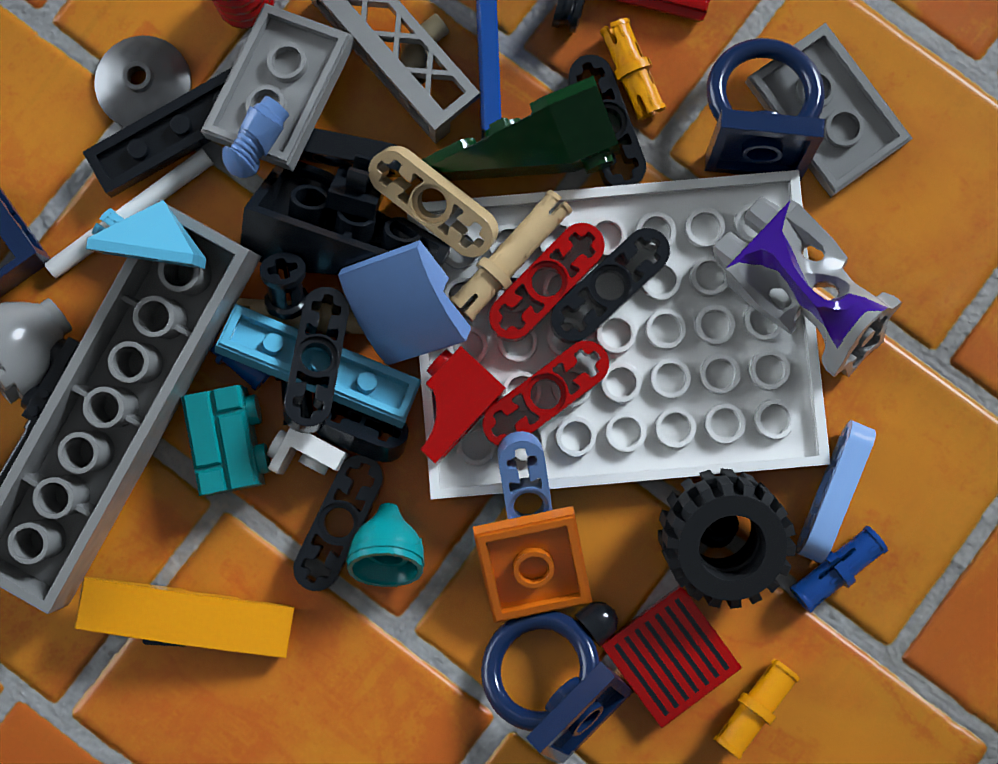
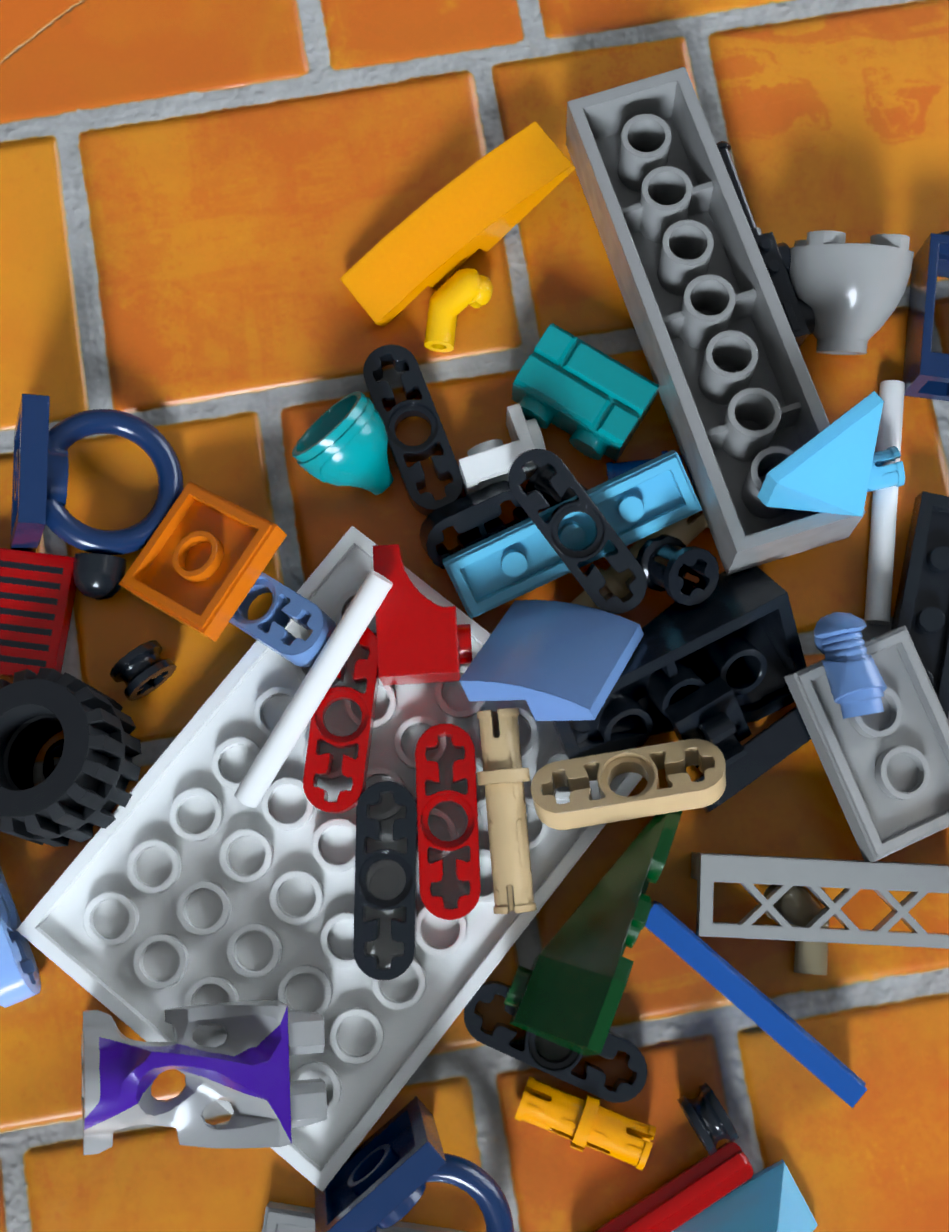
camera: 135 degrees right, 5 degrees down
(236, 577) = (450, 299): none -> yellow arm
(545, 421) = (313, 688): none -> white bar
(626, 539) = (142, 670): none -> black bush

